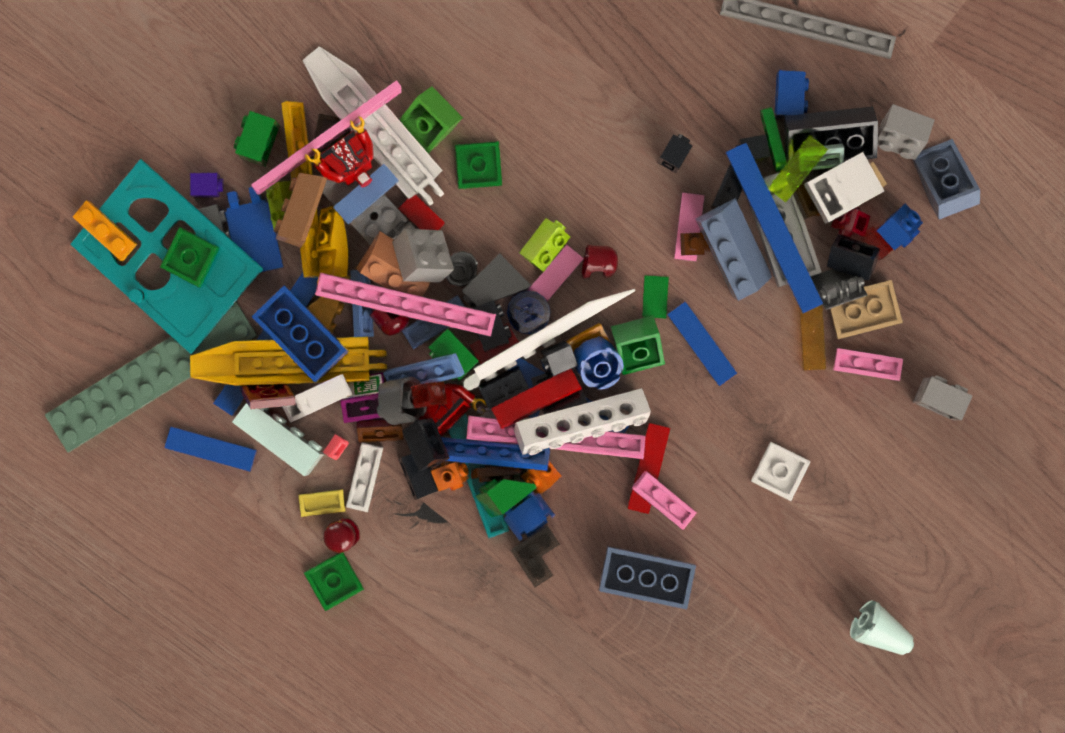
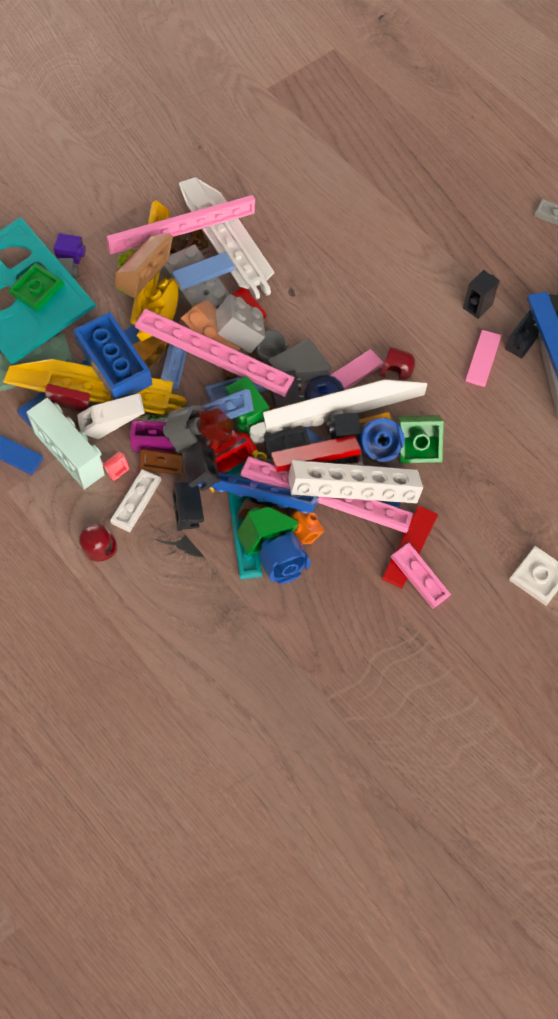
camera: 20 degrees right, 25 degrees down
(253, 230) = (99, 286): blue tile -> none
(256, 138) = (123, 214): green brick -> none
(322, 503) = (88, 513): light yellow tile -> none
(334, 581) = (78, 585): green tile -> none
(347, 158) = (195, 240): torso -> none
(388, 322) = (197, 376): dark red helmet -> none
(430, 119) = (274, 236): bright green slope -> none
(450, 475) = (217, 508): orange brick -> none
(478, 165) = (306, 280): green tile -> none
(530, 553) = (280, 592): clear smoke brick -> none
(545, 244) = (351, 342): lime brick -> none
(647, 577) = (390, 640): sand blue brick -> none
(655, 296) = (444, 405): green sticker -> none
(693, 244) = (487, 367): reddish brown plate -> none
(702, 343) = (480, 451): blue tile -> none
(734, 249) = (522, 375): sand blue slope -> none

